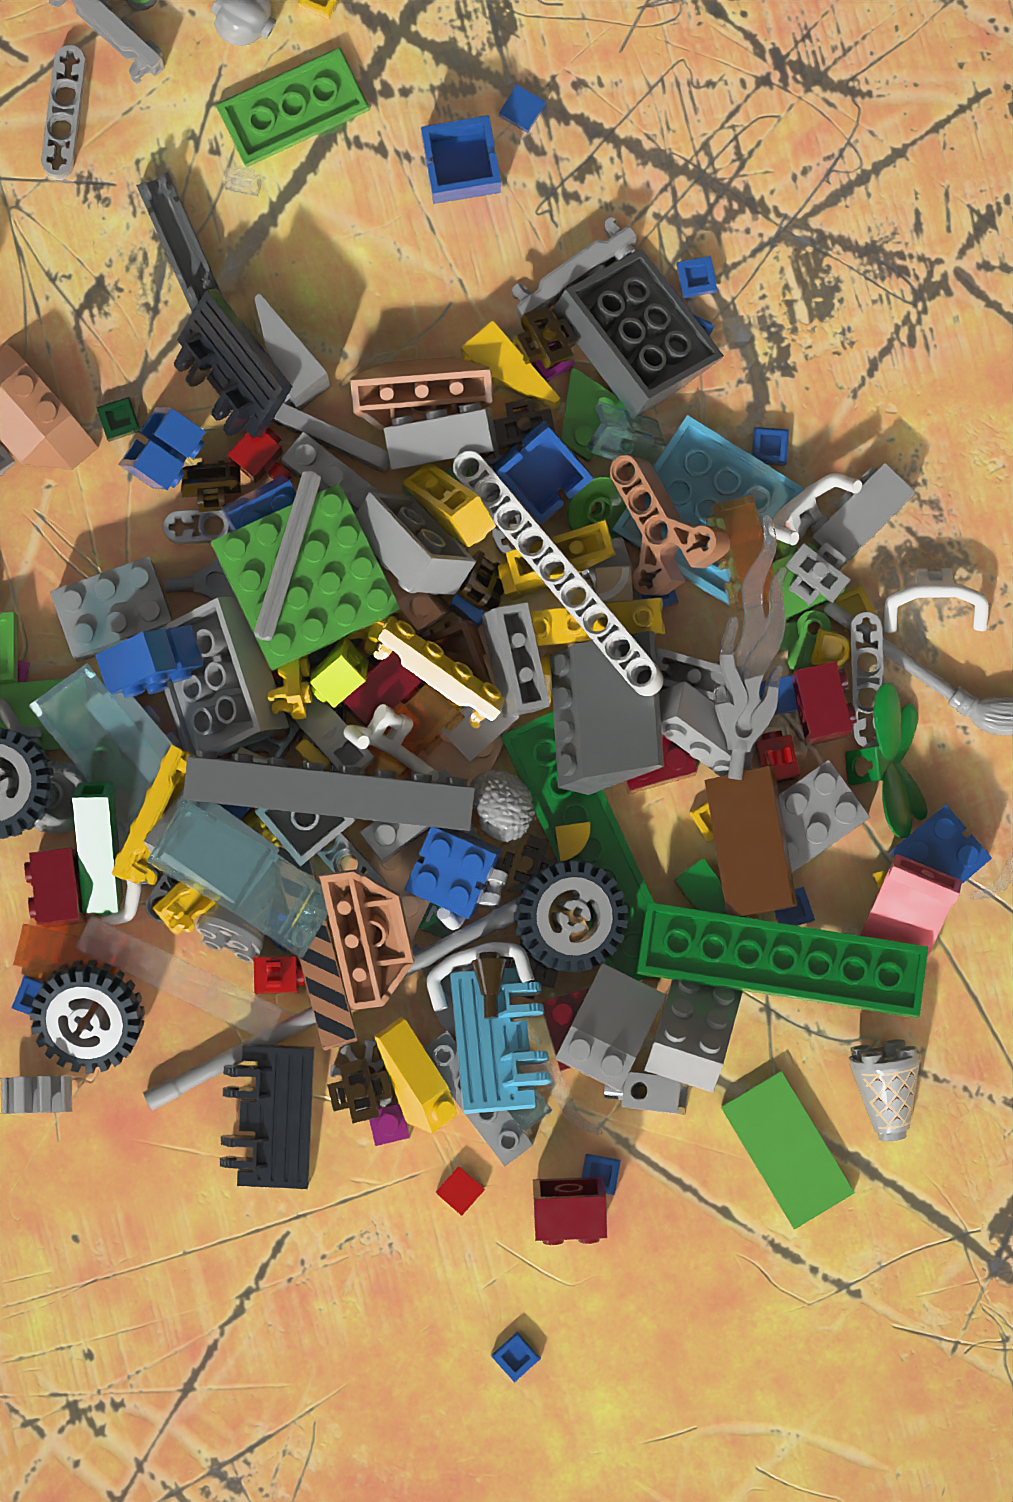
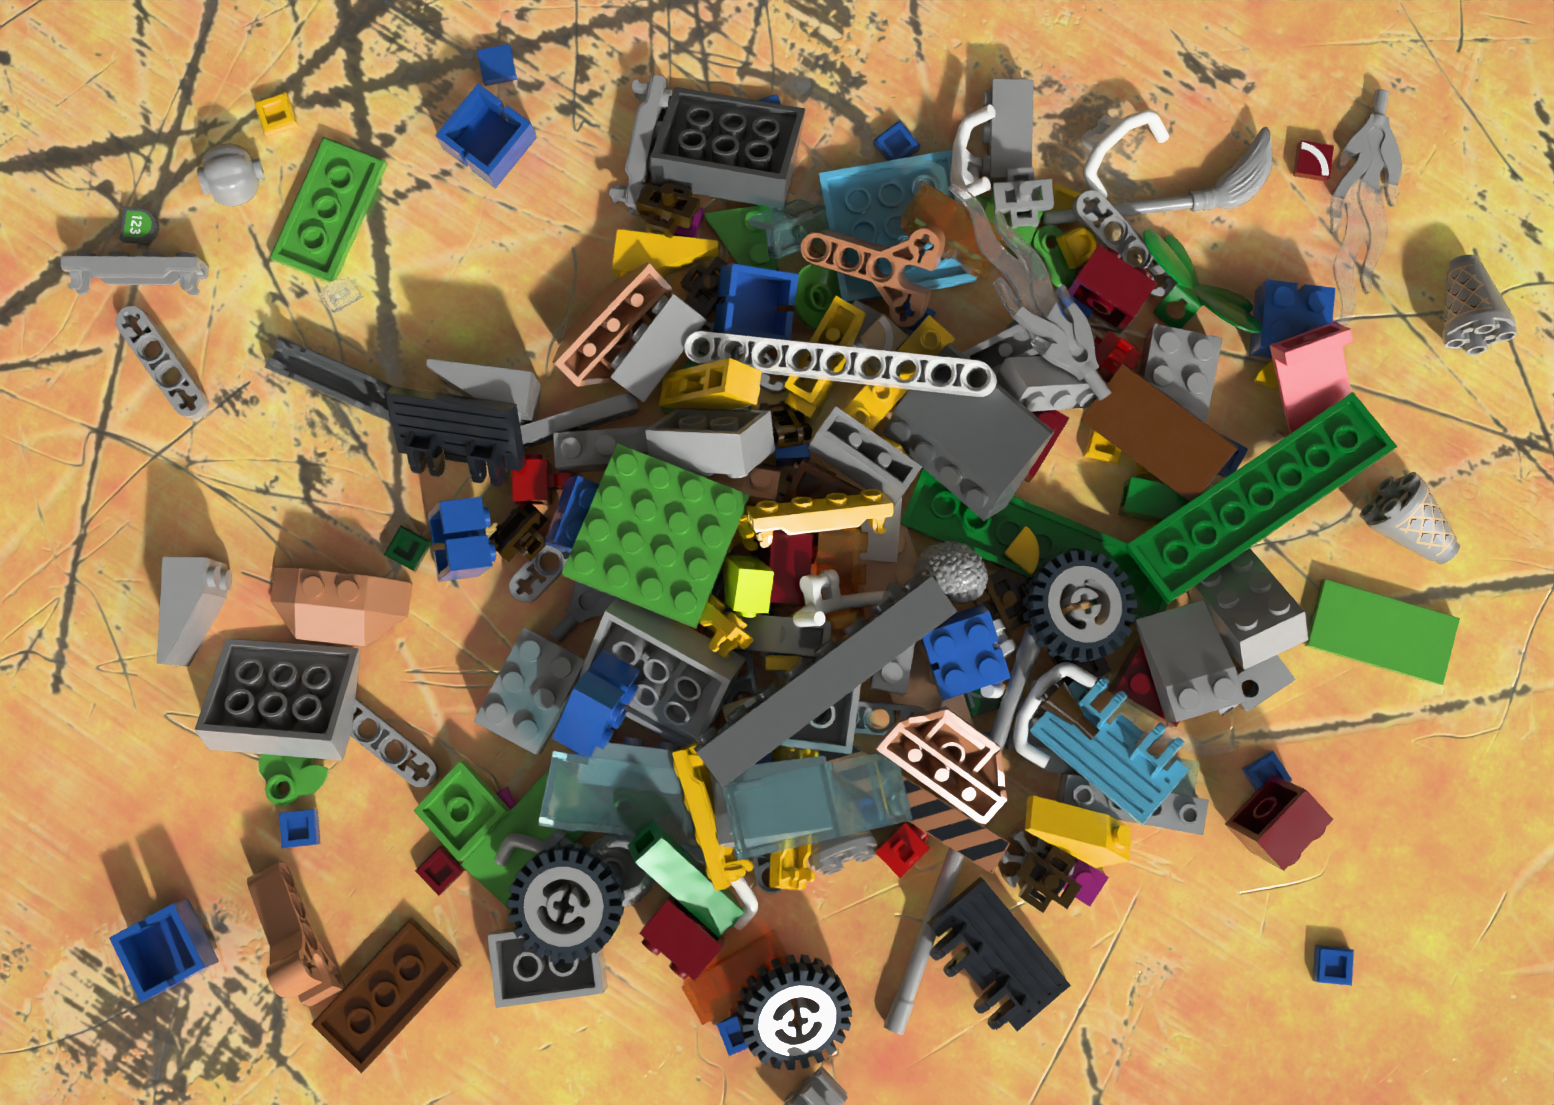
camera: 40 degrees left, 0 degrees up
(179, 978) = (835, 920): clear tile -> none
(287, 555) = (630, 531): light grey axle -> none
(460, 1190) = (1180, 881): red tile -> none
(696, 277) = (733, 71): blue plate -> none

